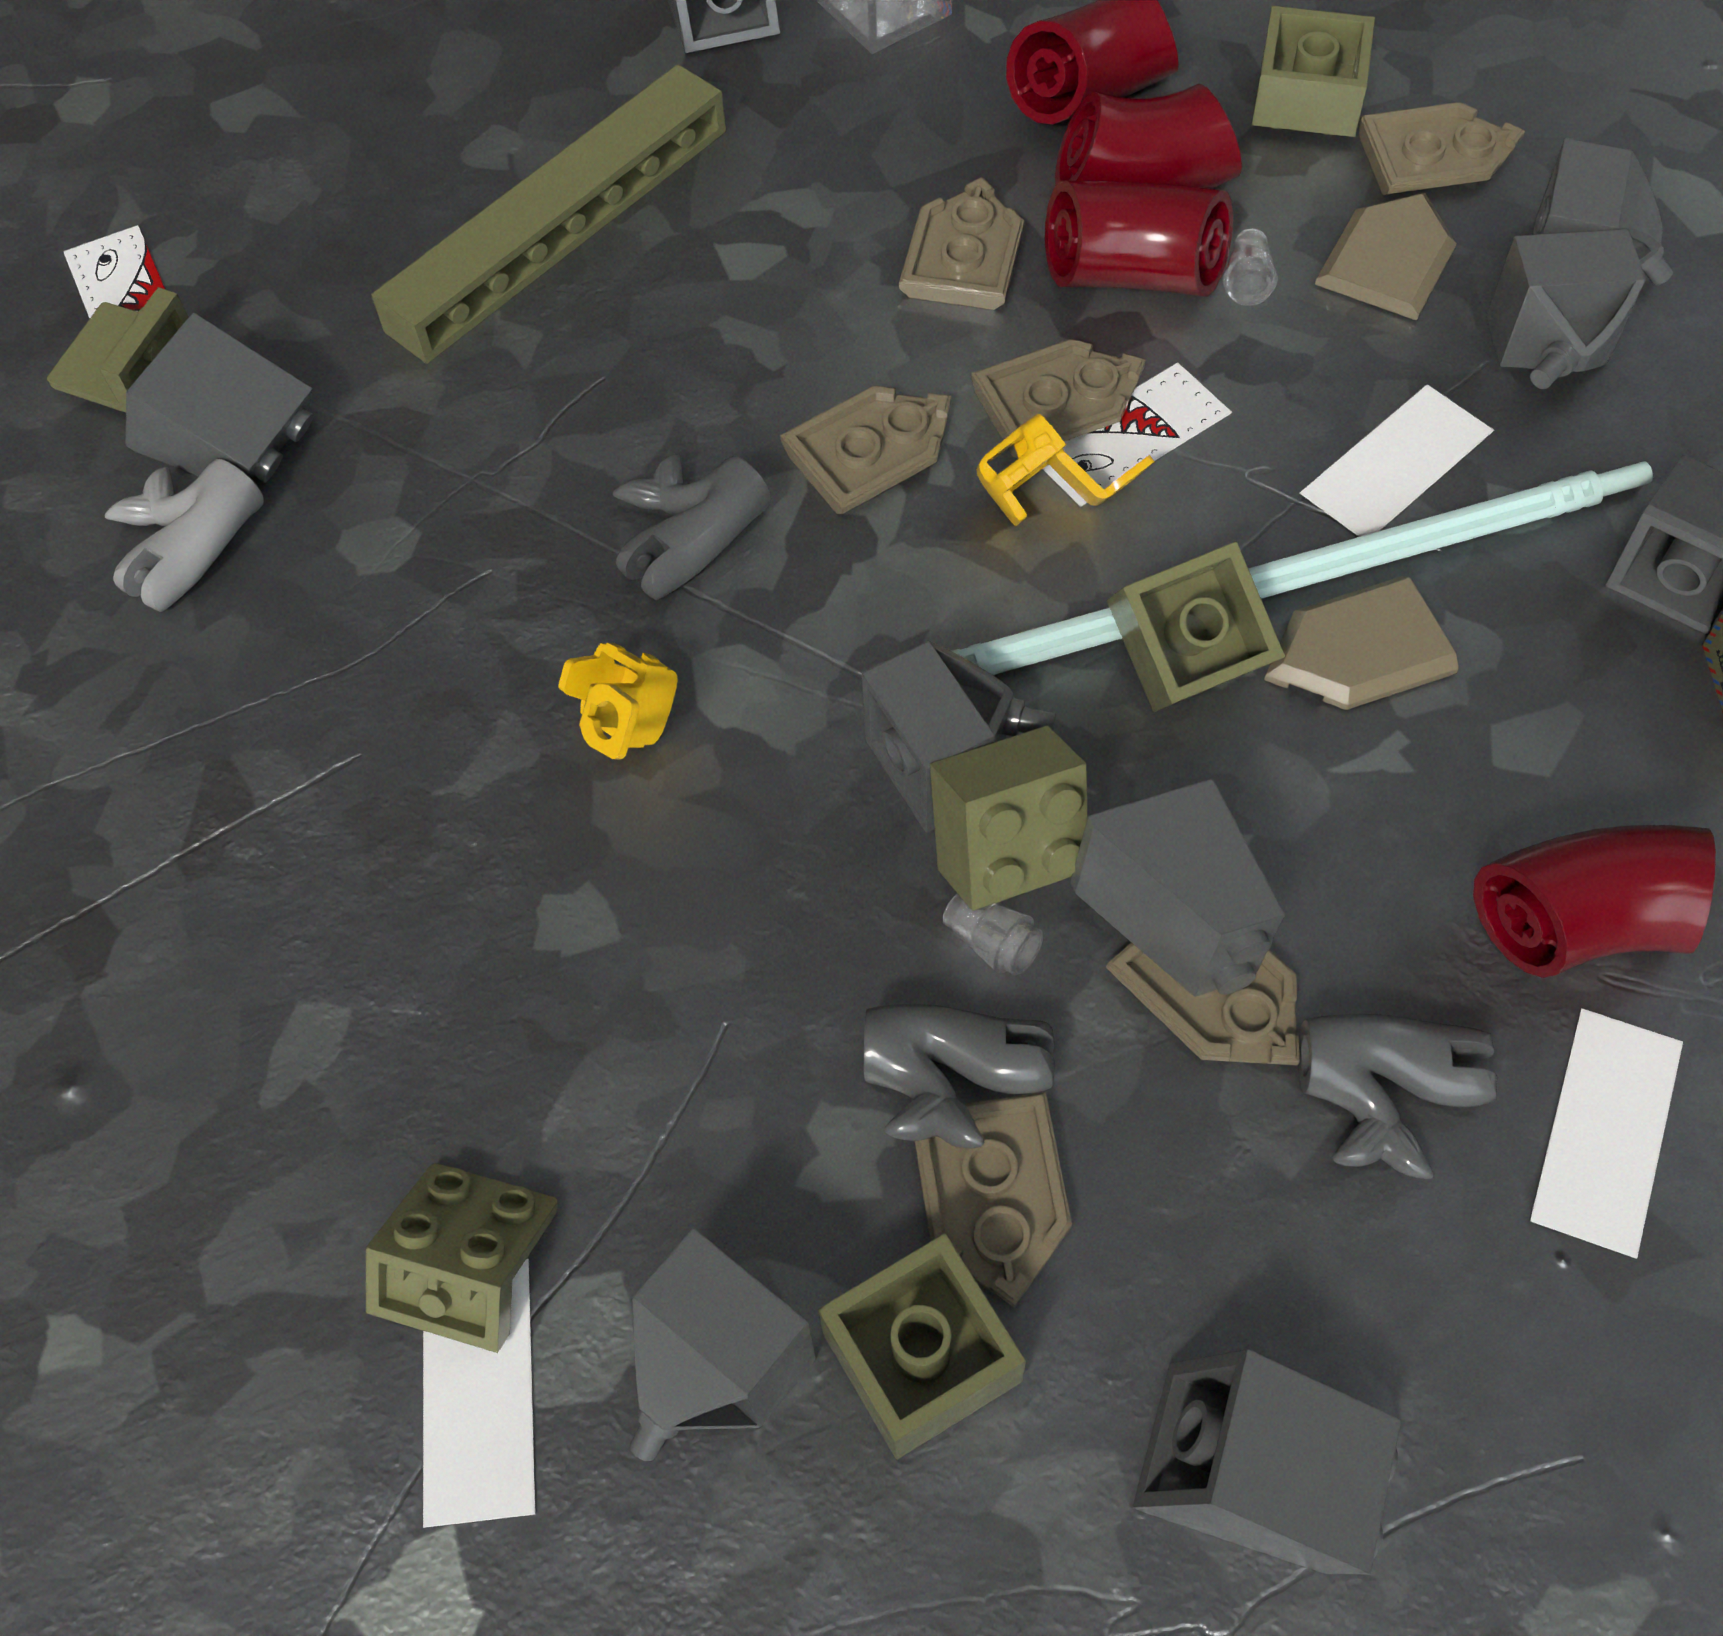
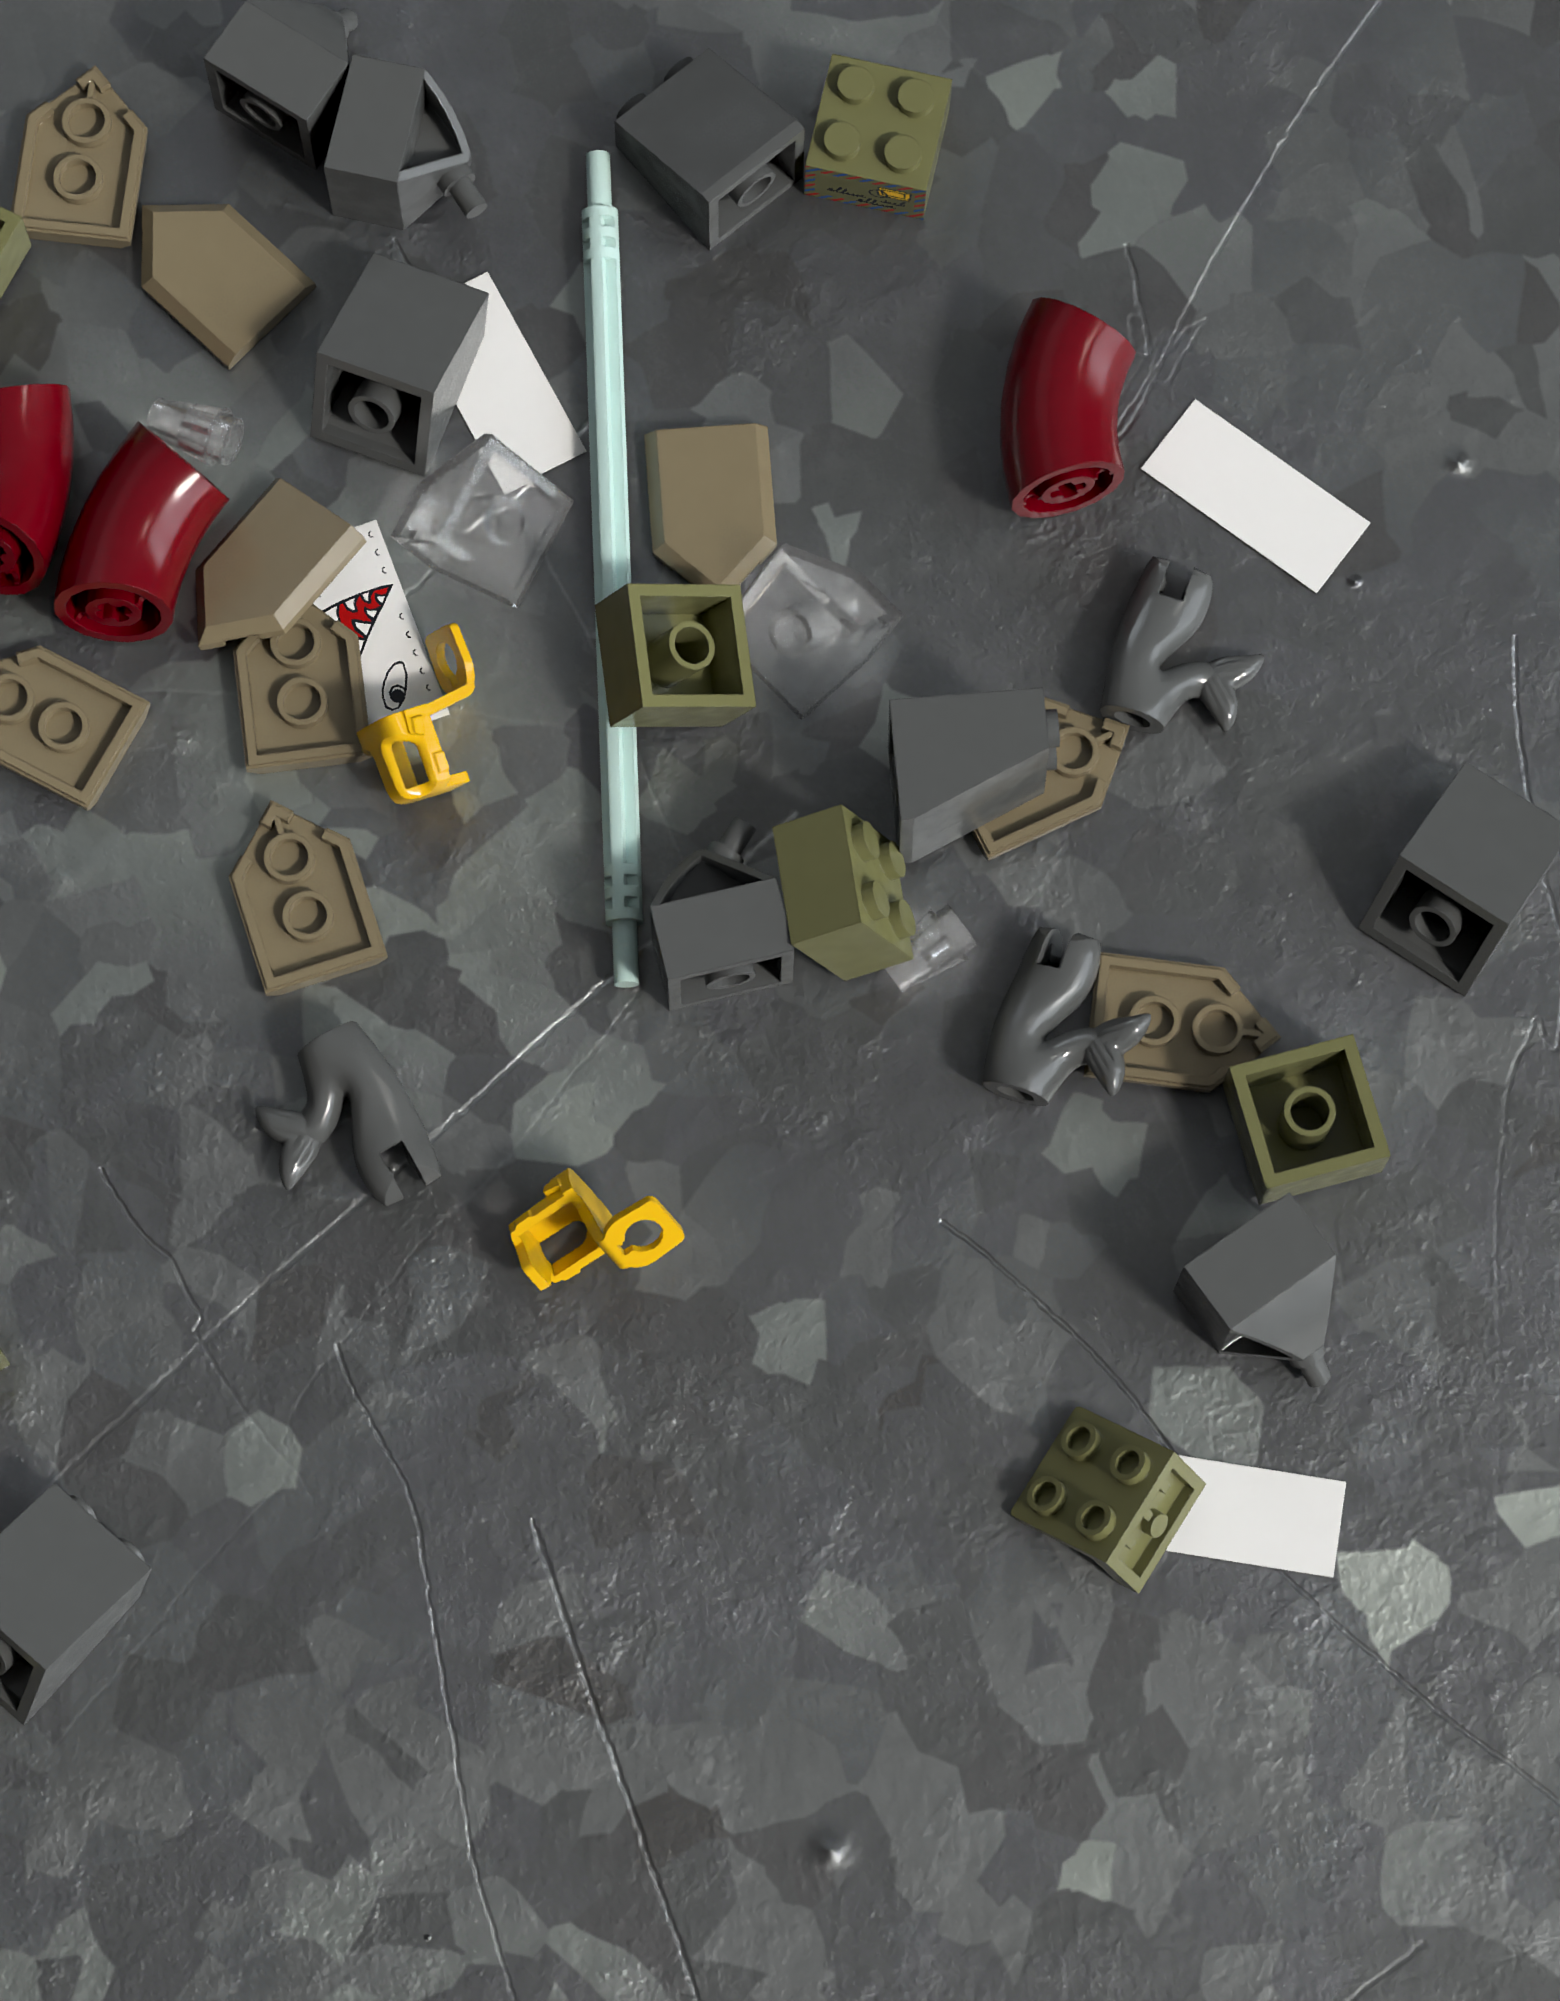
camera: 80 degrees left, 15 degrees up
(195, 532) = (217, 1657): light grey piece -> none
(1153, 341) = (271, 567): none -> dark tan tile
(1265, 473) = (484, 520): none -> clear slope
(1278, 743) = (812, 625): none -> clear slope
(1375, 368) = (396, 363): none -> dark grey slope

